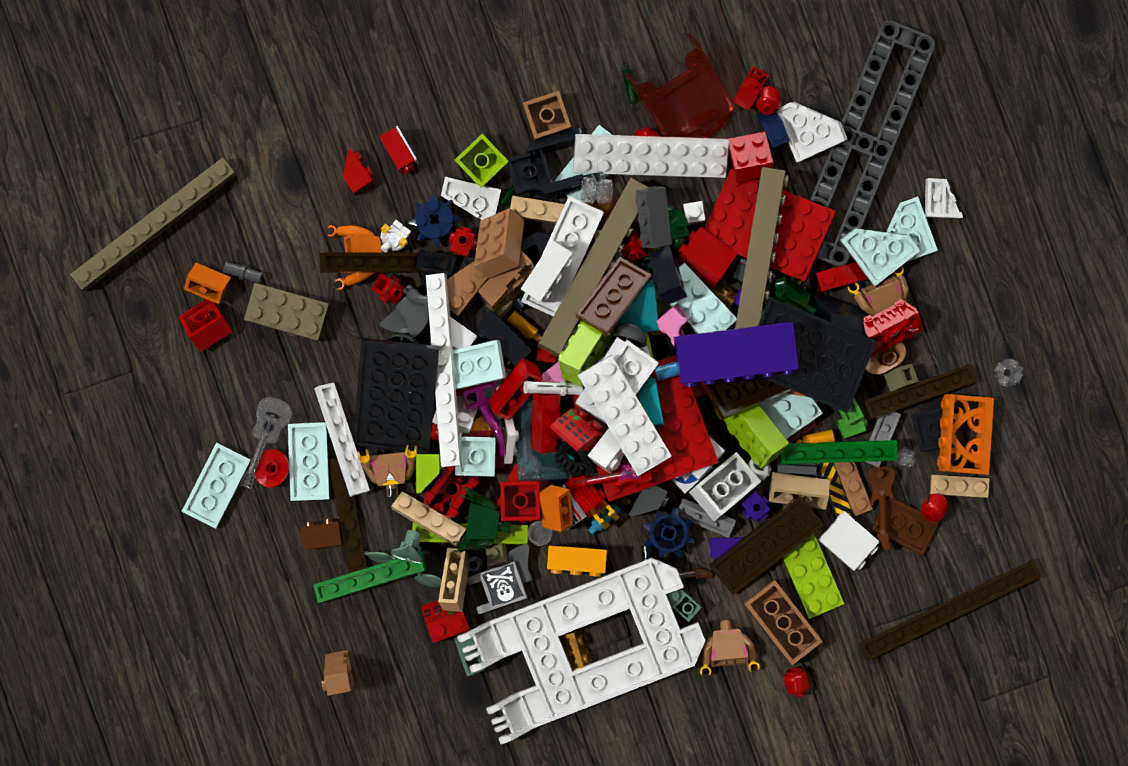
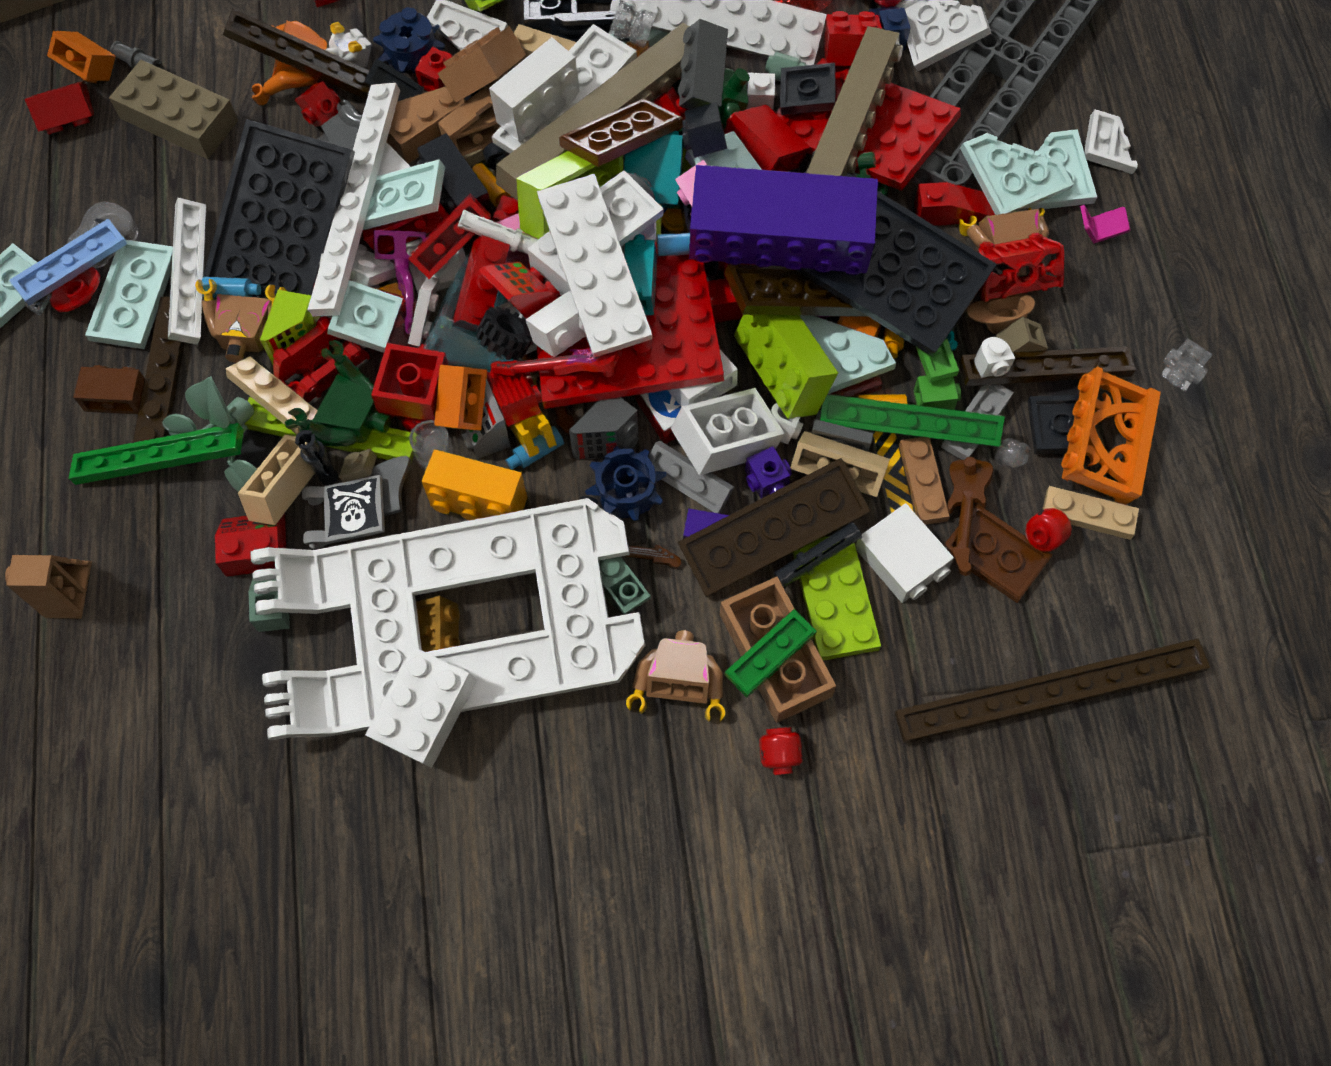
camera: 10 degrees right, 20 degrees down
(263, 453) = (68, 262): none -> light blue plate
(376, 448) = (232, 286): none -> dark azure cylinder
(584, 707) = (421, 706): none -> white brick
(706, 185) = (780, 61): none -> sand green brick
(727, 208) = (808, 88): none -> black plate
(780, 631) = (770, 653): none -> green tile
(797, 557) = (816, 556): none -> black pin
(884, 402) = (994, 357): none -> white plate
(945, 270) = (1105, 225): none -> dark pink bracket

